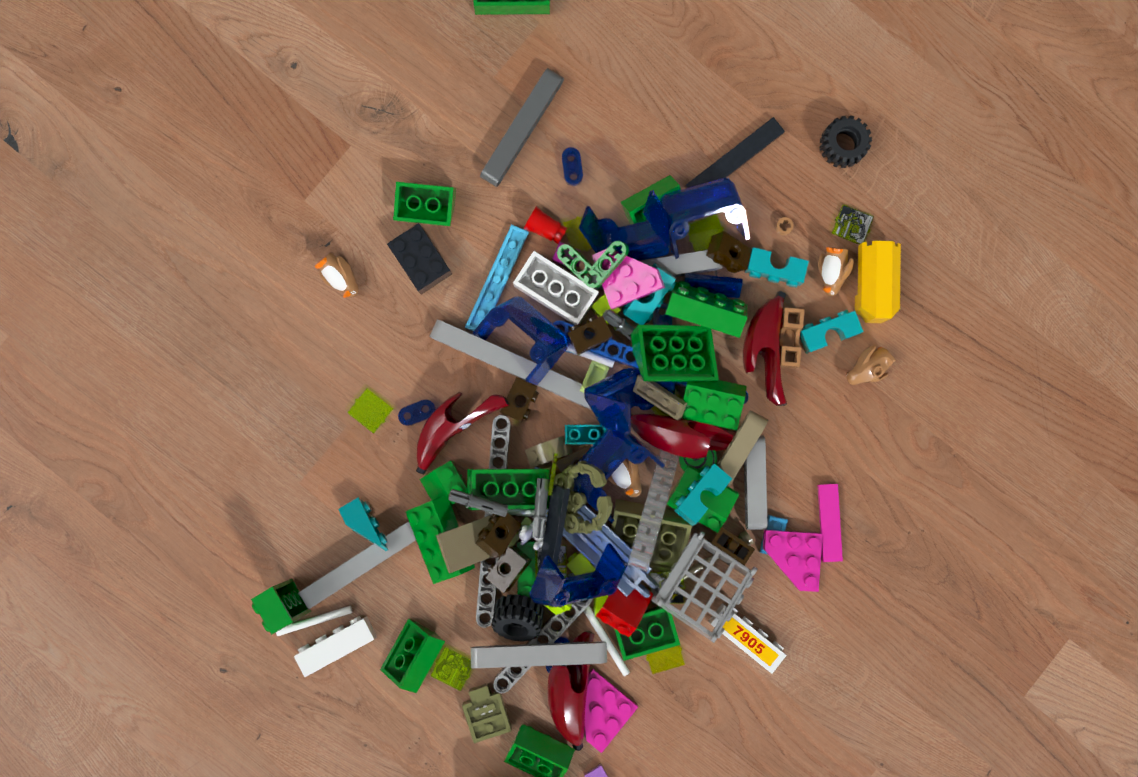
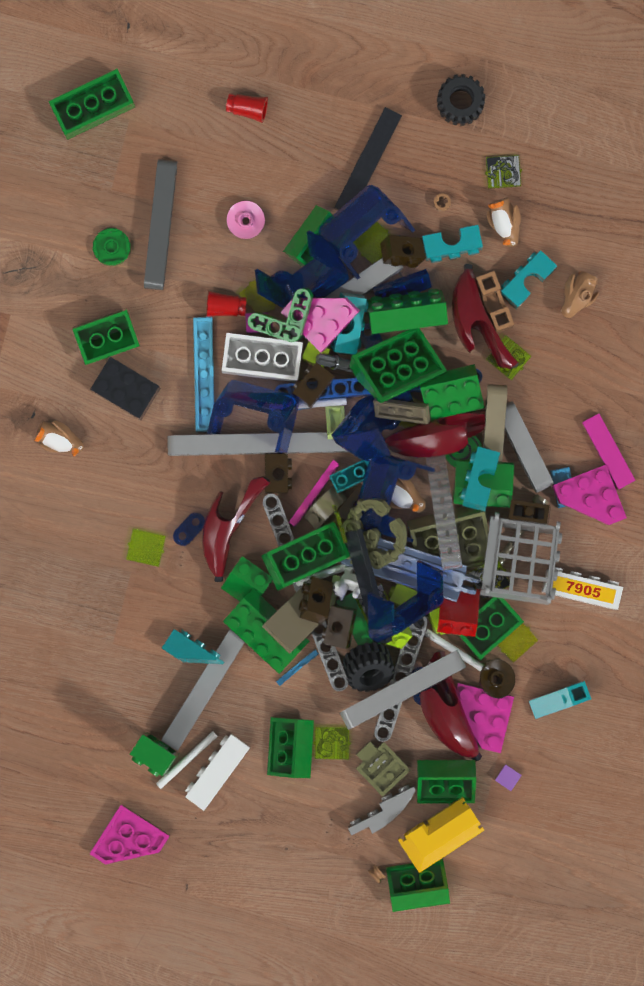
camera: 25 degrees left, 0 degrees up
(226, 667) = (128, 838): none -> dark pink plate
(454, 584) = (297, 667): none -> dark azure piece
(469, 127) = (111, 247): none -> green tile
(477, 756) = (391, 808): none -> light grey slope
(478, 502) = (286, 578): dark grey axle -> none
(540, 508) = (342, 558): dark grey axle -> none
(543, 434) = (313, 494): none -> dark pink tile
(572, 167) = (223, 239): clear blue plate -> none
(600, 149) = (243, 210): none -> bright pink dish
(636, 688) = (505, 678): none -> dark brown dish
(650, 58) = (247, 106): none -> red plant
(680, 731) = (560, 699): none -> teal slope
(789, 393) = (517, 352): none -> clear neon green piece
(878, 281) = (549, 213): yellow brick -> none

